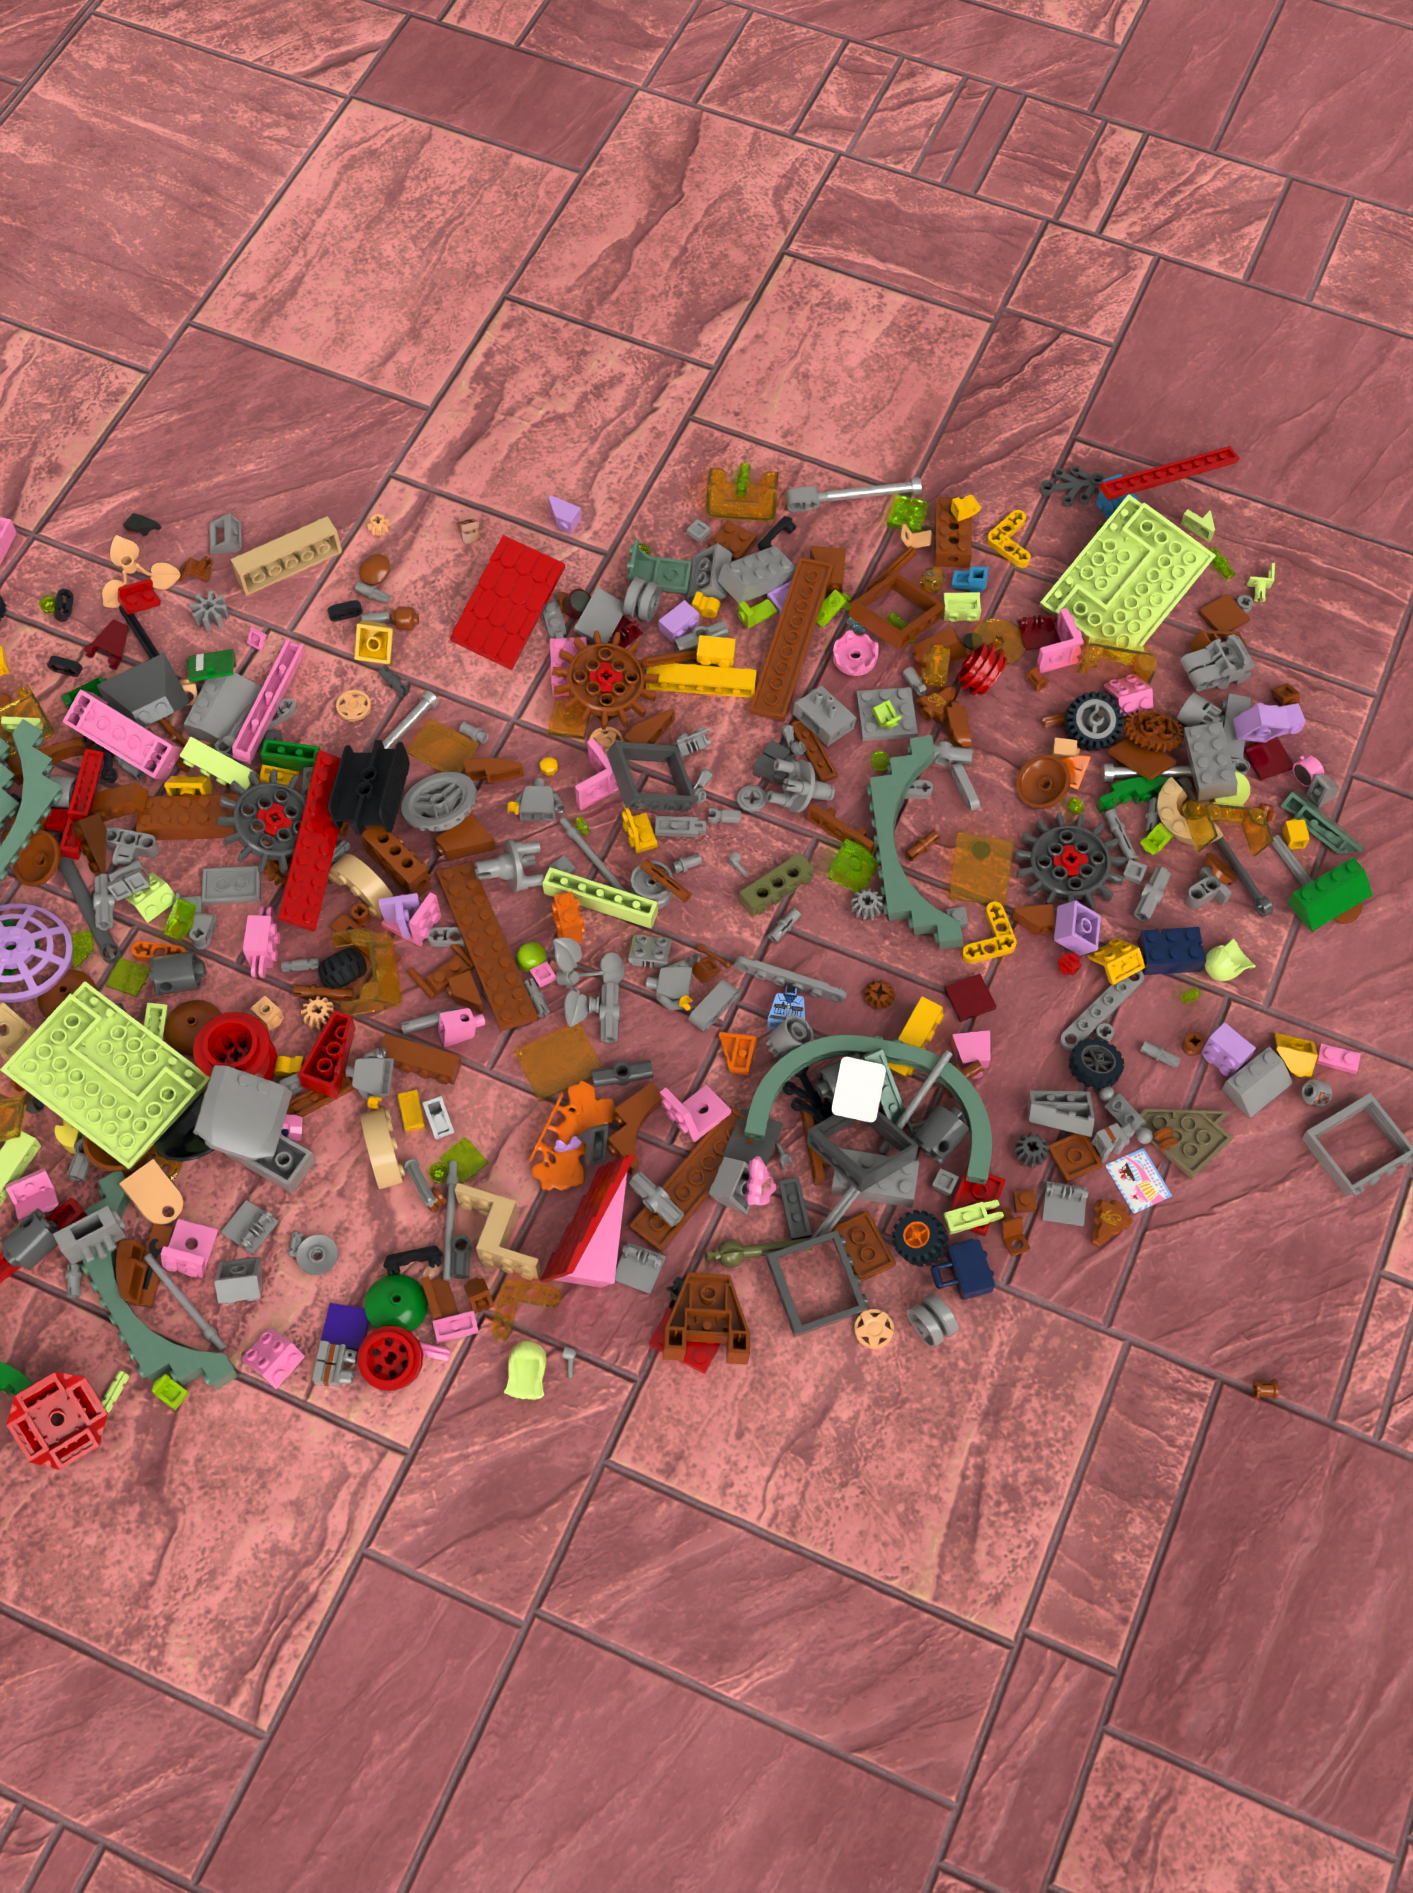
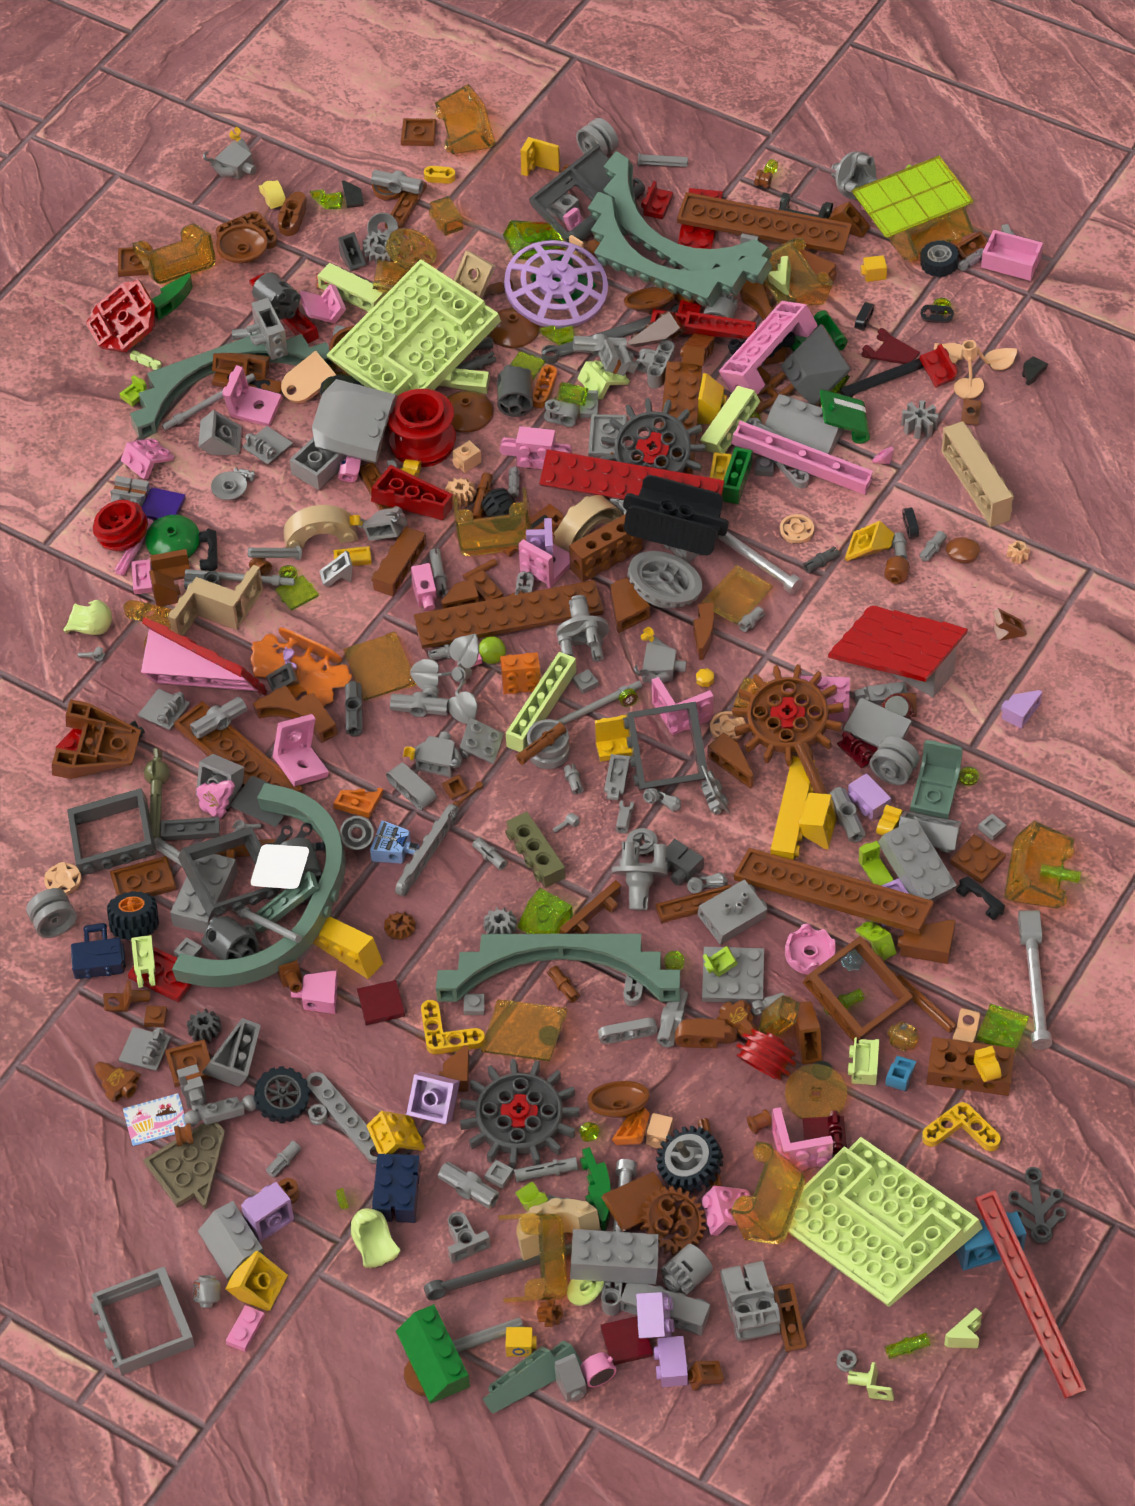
camera: 100 degrees right, 10 degrees down
(232, 535) = (1015, 434): light grey tile -> none
(1069, 963) = (398, 1091): red gear -> none
(1219, 869) = (484, 1249): dark orange tile -> none
(1224, 614) = (831, 1334): dark orange tile -> none

